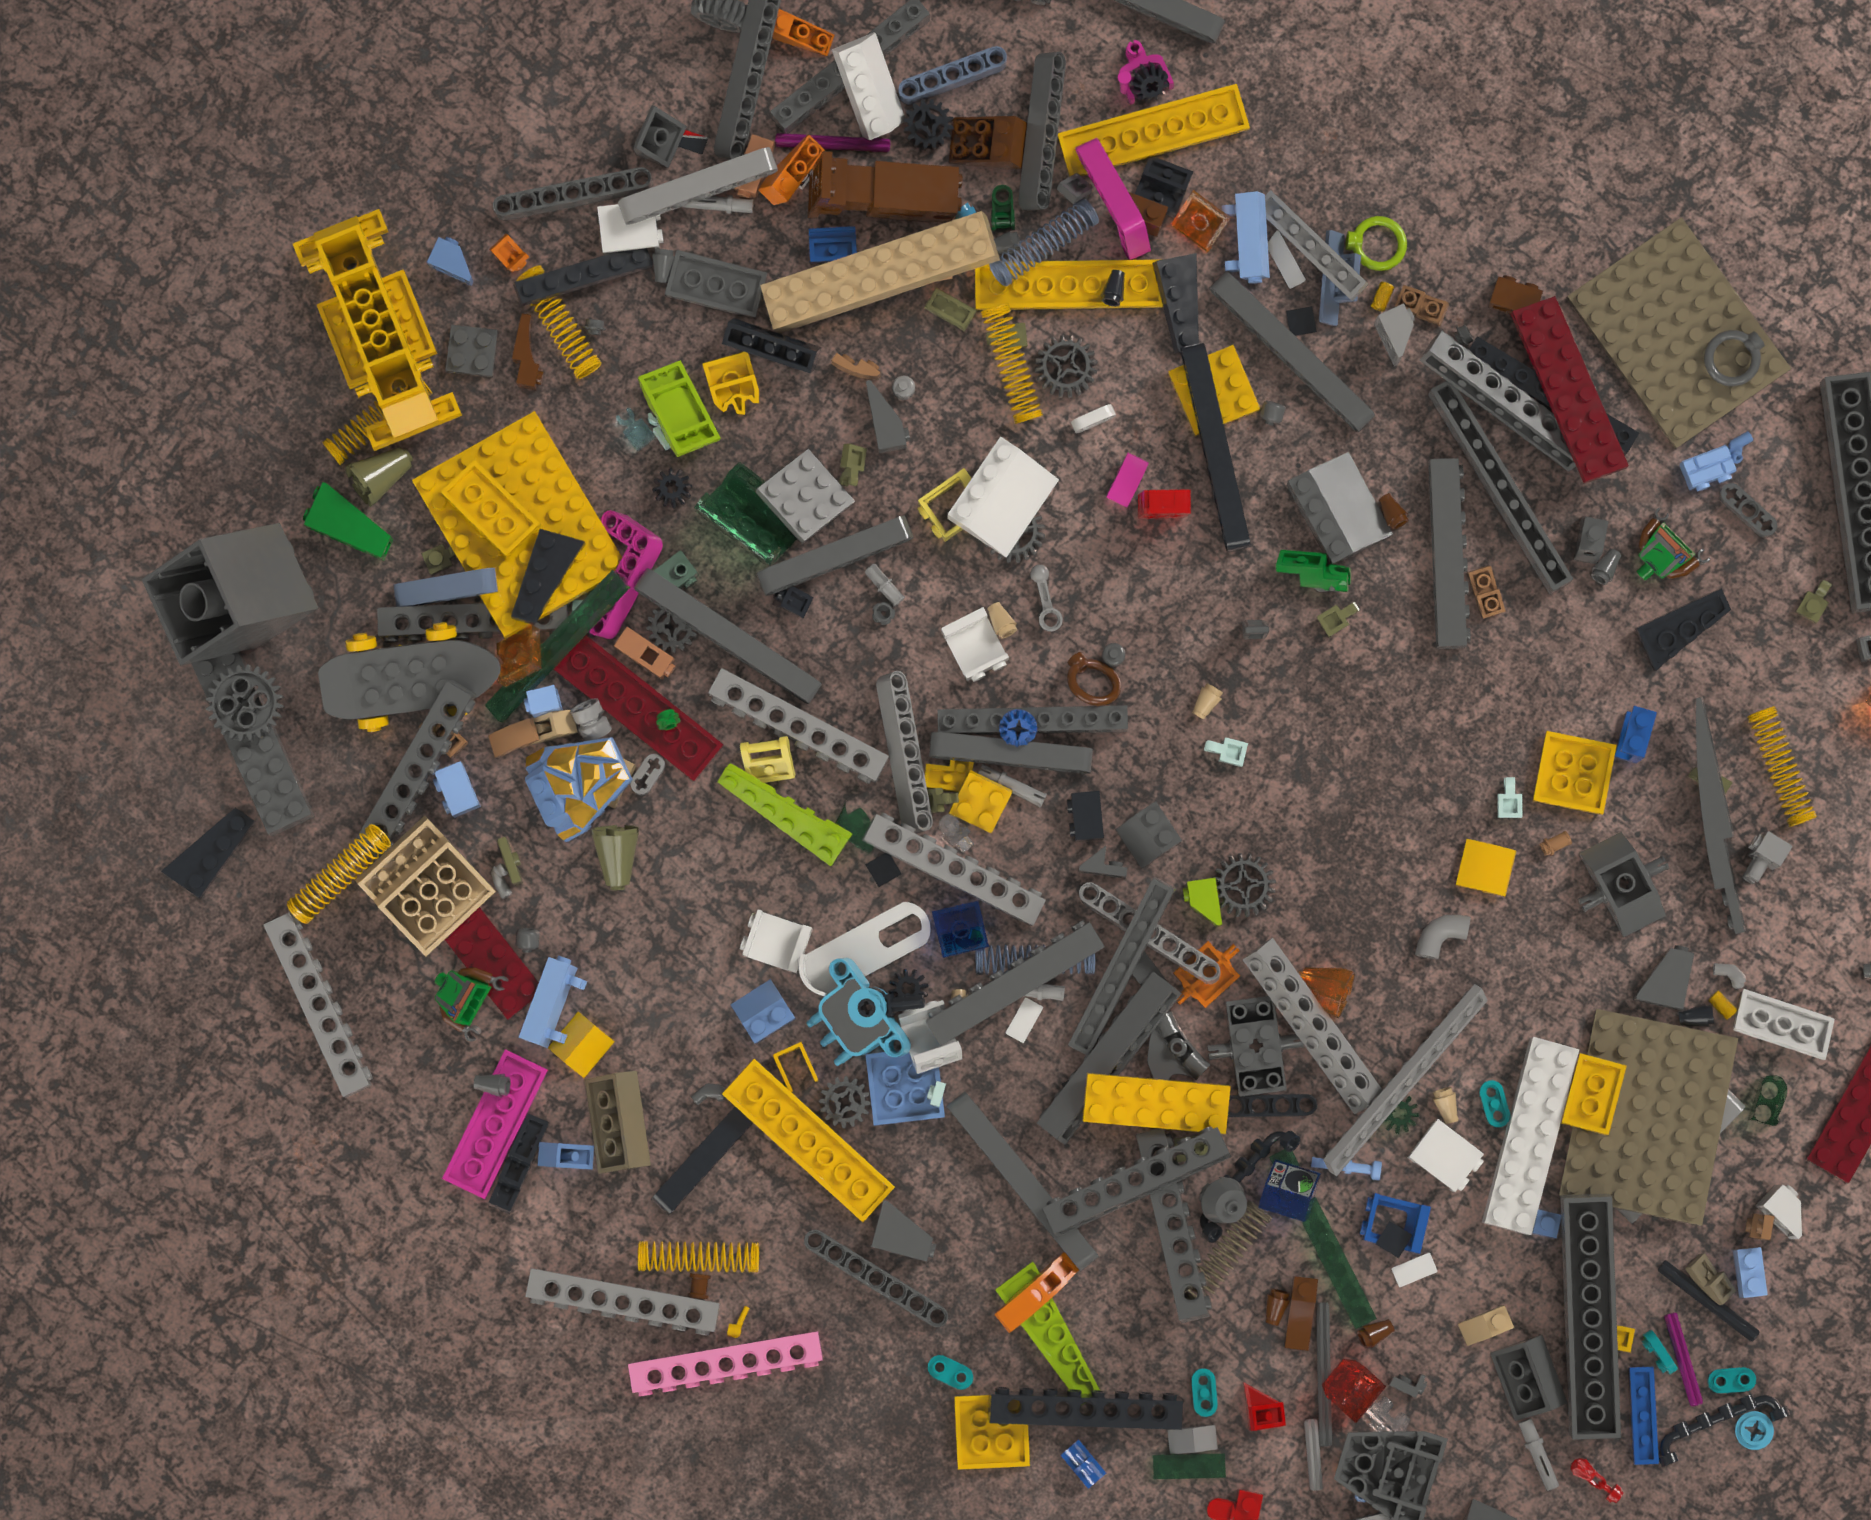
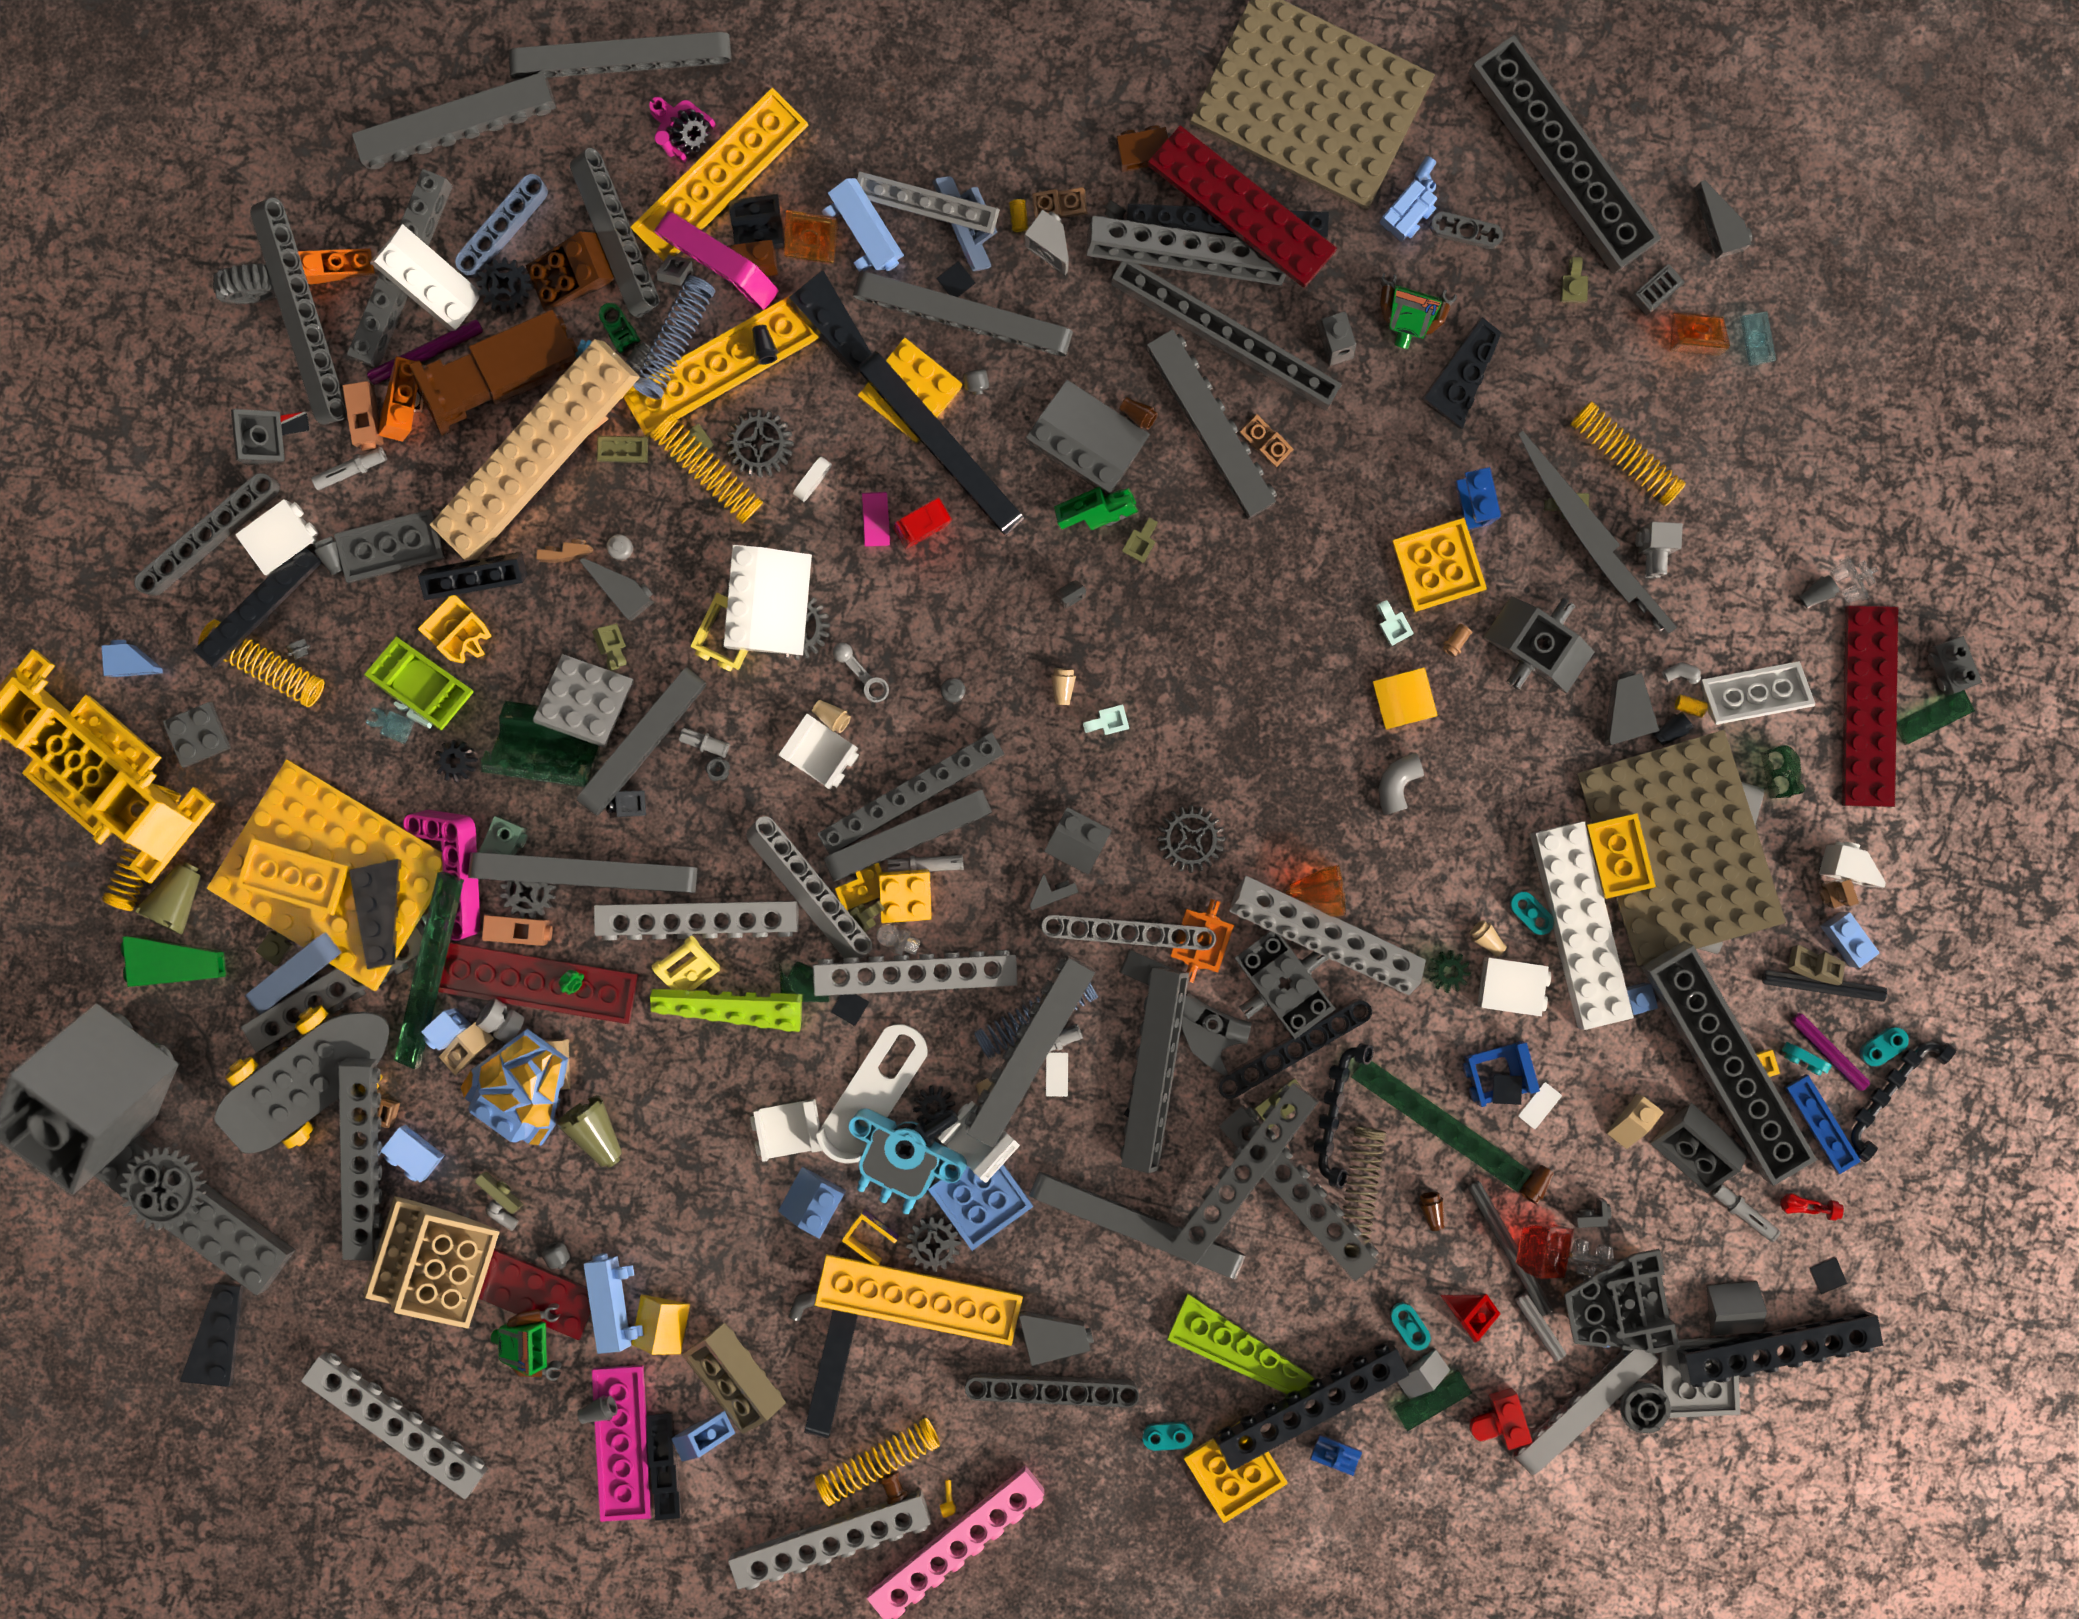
camera: 30 degrees left, 5 degrees up
(373, 833) = (336, 1341): yellow piece -> none
(509, 253) = (179, 624): orange bracket -> none
(513, 737) = (437, 1076): medium nougat slope -> none
(519, 655) = (398, 998): clear orange brick -> none
(529, 372) = (261, 726): reddish brown slope -> none
(643, 770) = (589, 1040): light grey beam -> none
(697, 186) = (317, 462): light grey beam -> none
(831, 243) = (475, 447): blue plate -> none
(936, 1093) = (1013, 1191): light aqua plate -> none
(960, 929) = (951, 1026): clear blue slope -> none
(1010, 720) = (890, 807): blue gear -> none
(1037, 1292) = (1208, 1325): orange slope -> none
(1079, 664) = (926, 716): reddish brown piece -> none
(1087, 816) = (1010, 855): black brick -> none
(1122, 966) = (1120, 978): dark grey plate -> none
(1155, 1103) = (1222, 1089): yellow plate -> none
(1204, 899) = (1161, 872): lime slope -> none
(1223, 1201) = (1334, 1144): dark grey cone -> none
(1285, 260) = (909, 231): white sticker -> none
(1290, 1190) = (1389, 1100): clear blue slope -> none
(1301, 1313) = (1459, 1204): reddish brown slope -> none
(1355, 239) = (964, 177): lime piece -> none
(1374, 1169) = (1454, 1035): light blue piece -> none
(1405, 1080) = (1438, 947): light grey plate -> none
(1605, 569) = (1364, 357): dark grey cone -> none
(1752, 343) = (1388, 69): dark grey piece -> none
(1763, 1424) = (1938, 1088): medium azure gear -> none

